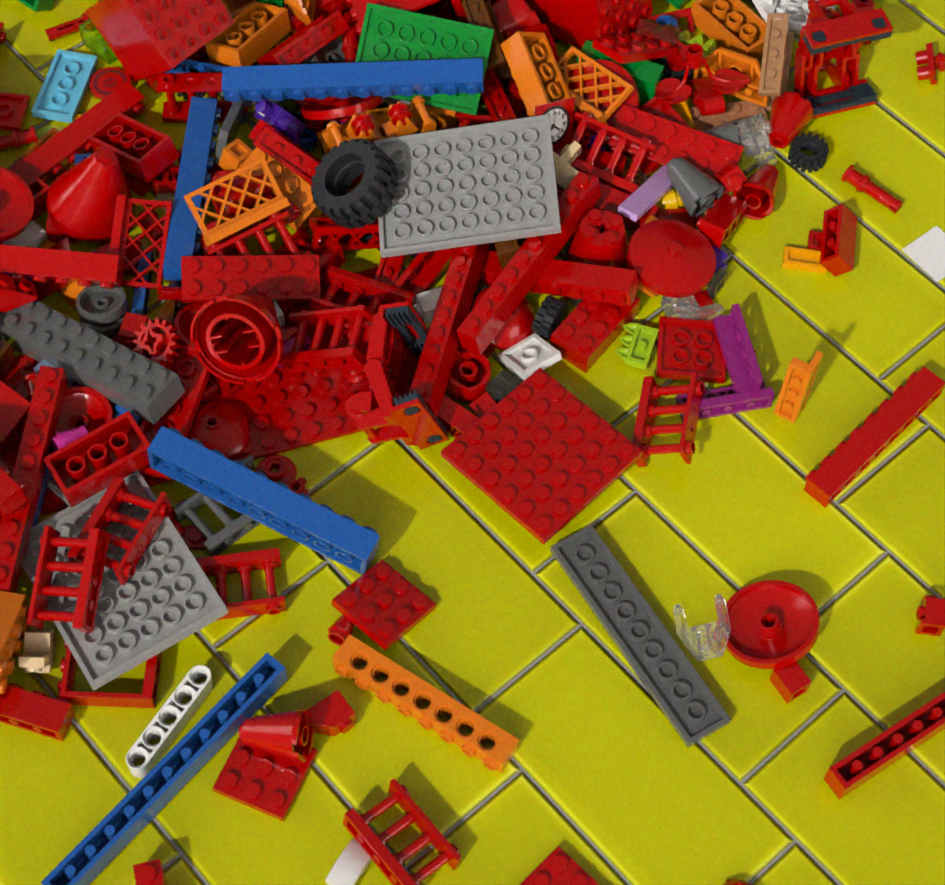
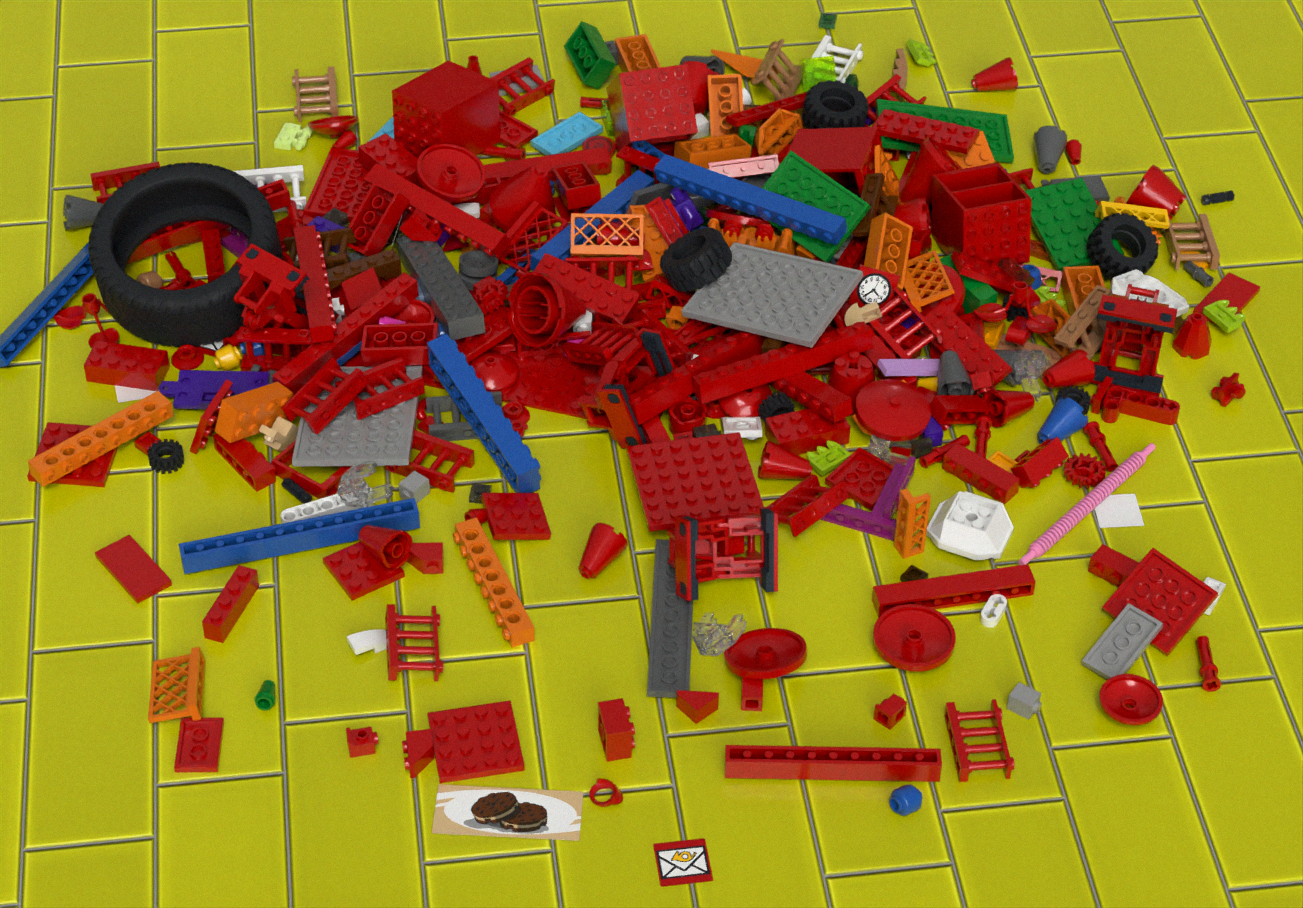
camera: 35 degrees right, 15 degrees down
(113, 714) = (298, 492): none -> black axle
(201, 674) = (356, 492): none -> clear piece
(245, 633) = (414, 486): none -> light grey brick
(318, 595) = (476, 492): none -> clear smoke plate
(363, 256) = (675, 319): none -> orange brick
(509, 597) = (600, 550): none -> red cone
(602, 380) = (782, 464): none -> red cone
(633, 541) = (723, 534): none -> red container
(702, 817) = (615, 729): none -> red brick
(736, 280) = (937, 454): none -> red pin
(747, 729) = (697, 704): none -> red slope
(758, 236) = (982, 434): none -> red pin
(793, 282) = (981, 473): none -> red brick
(822, 182) = (1063, 420): none -> blue cone
(823, 440) = (913, 573): none -> dark brown tile
(826, 124) = (1098, 399): none -> red plate
(842, 368) = (971, 526): none -> white piece
(857, 125) = (1139, 405): none -> red beam
(880, 226) = (1084, 470): none -> red gear
(888, 516) = (914, 637): none -> red dish
(911, 265) = (1087, 504): none -> bright pink hose
(929, 435) = (997, 612): none -> white beam

